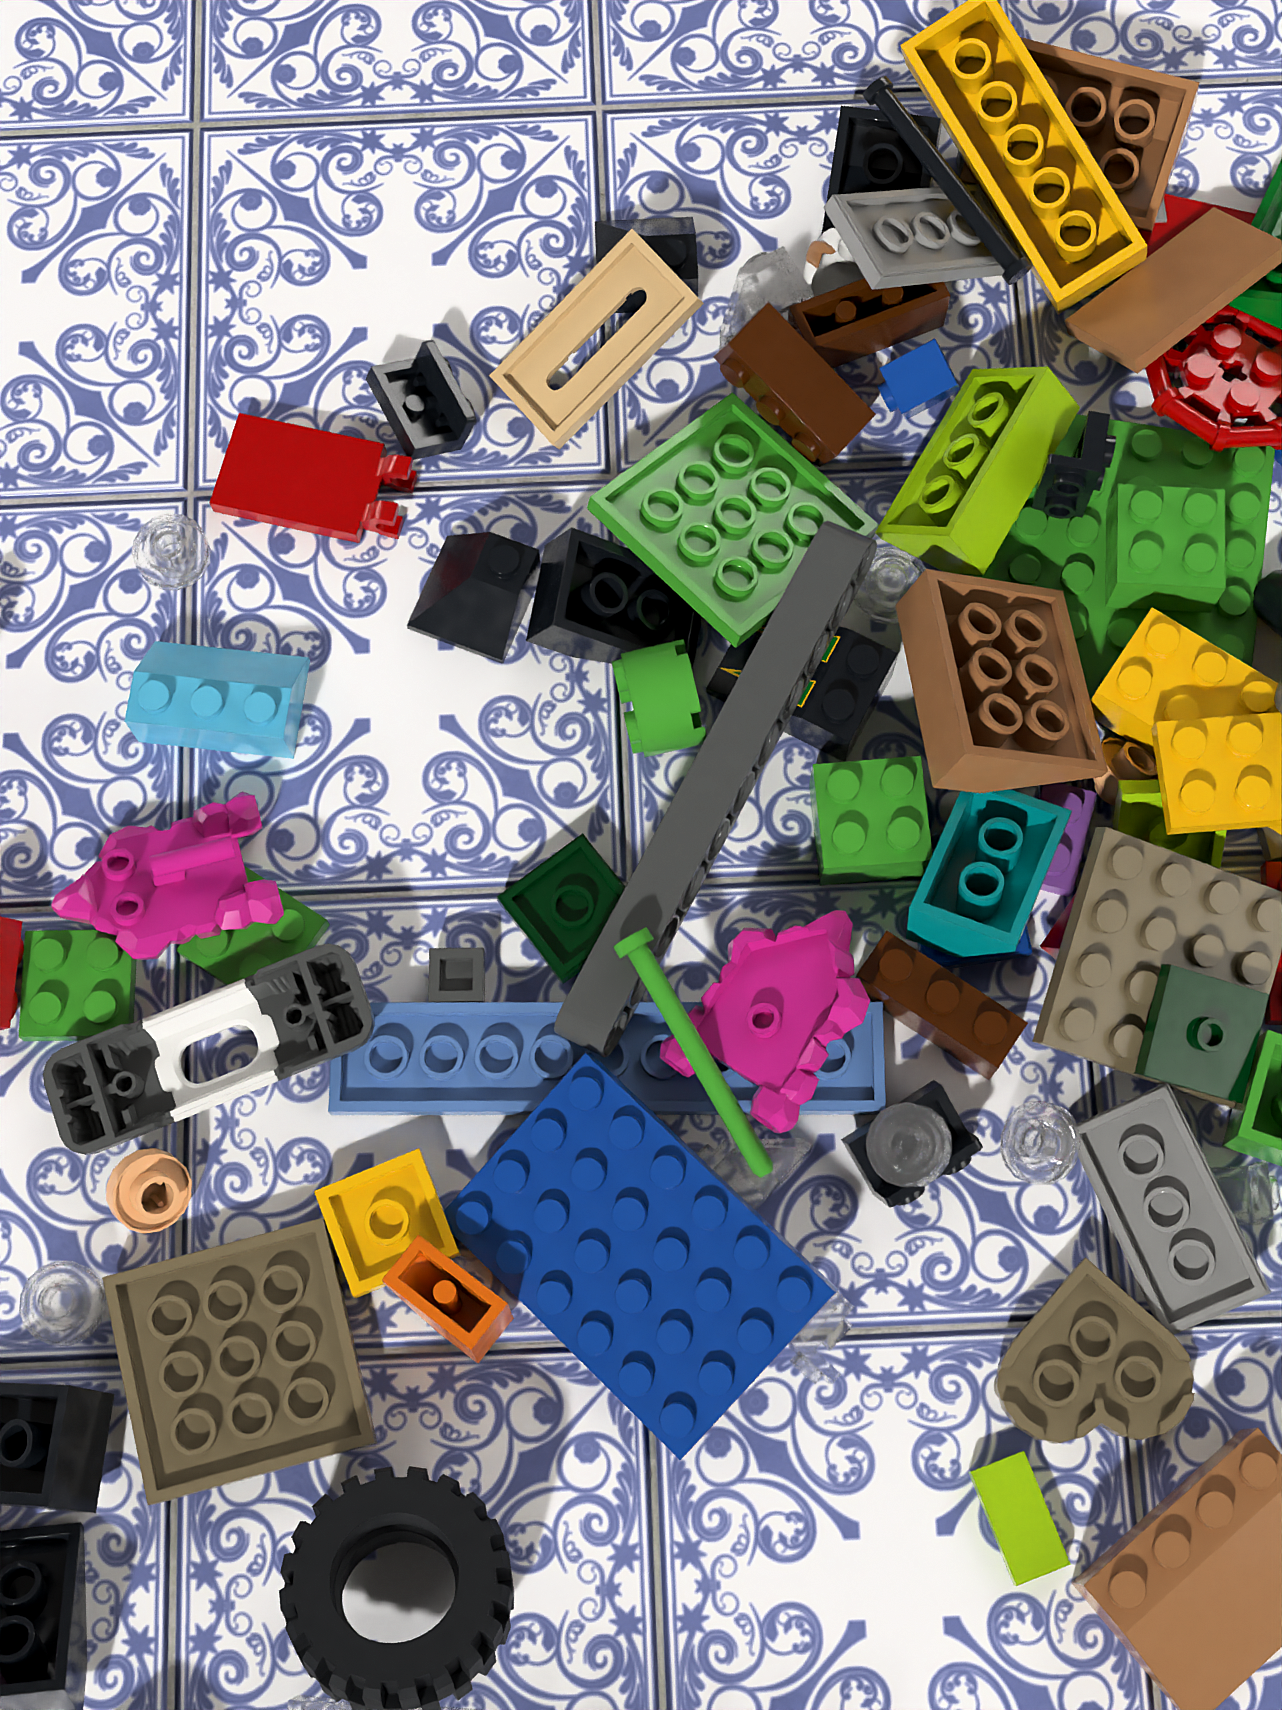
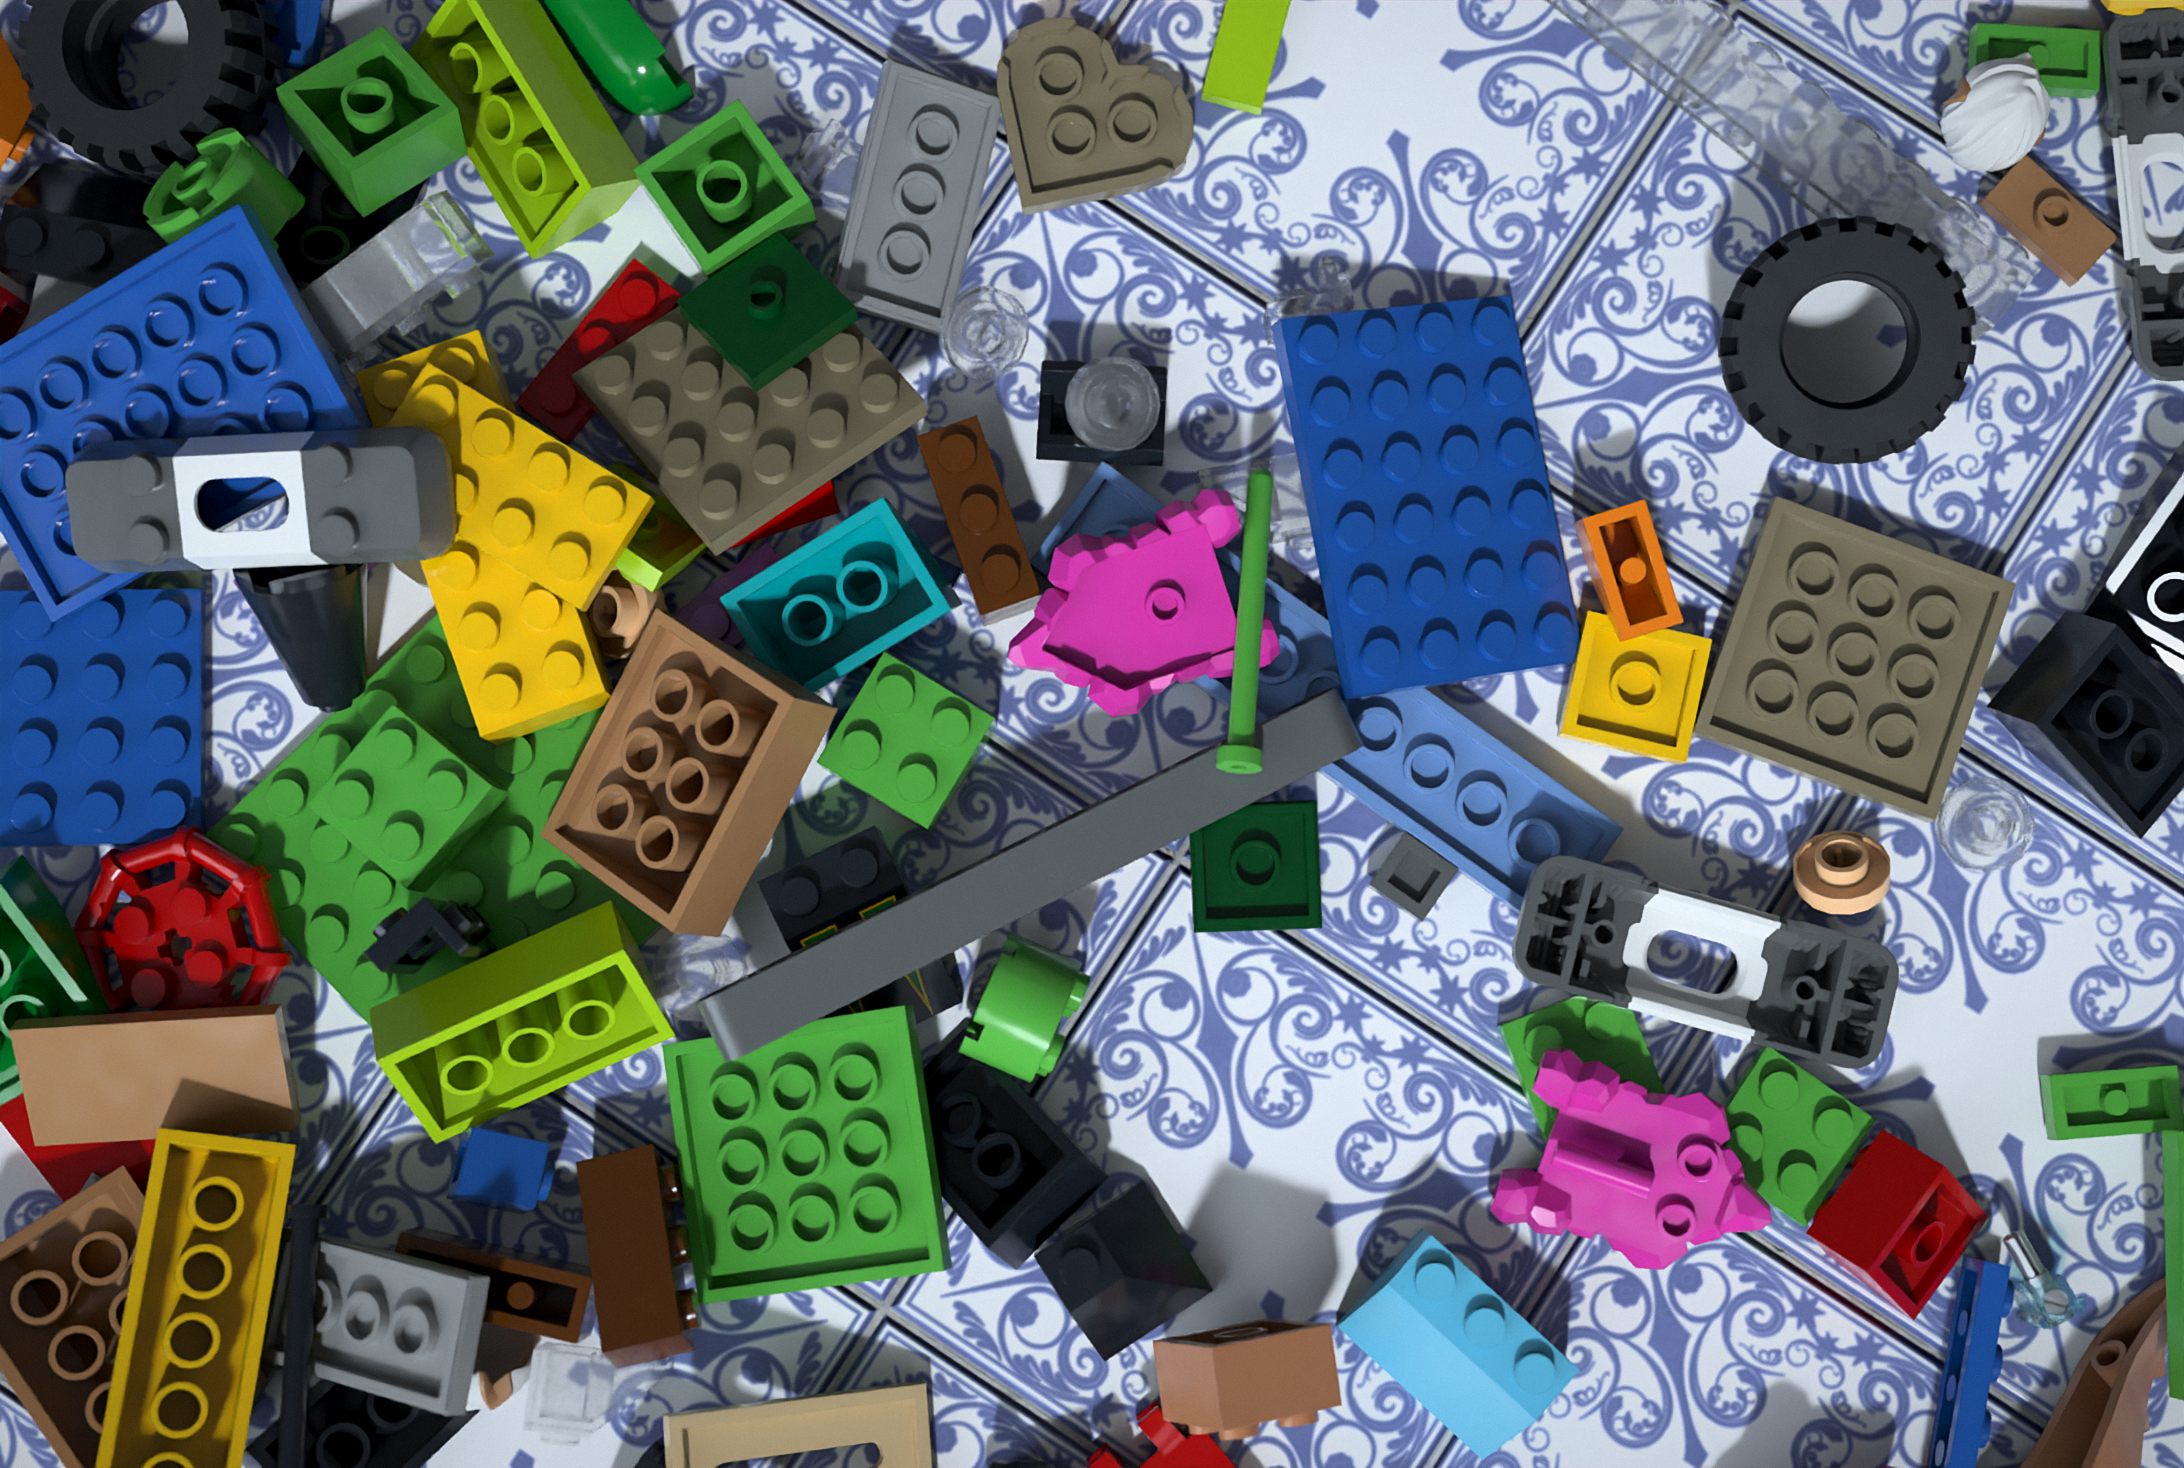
camera: 150 degrees left, 10 degrees up
(346, 570) = (1247, 1376): none -> nougat brick

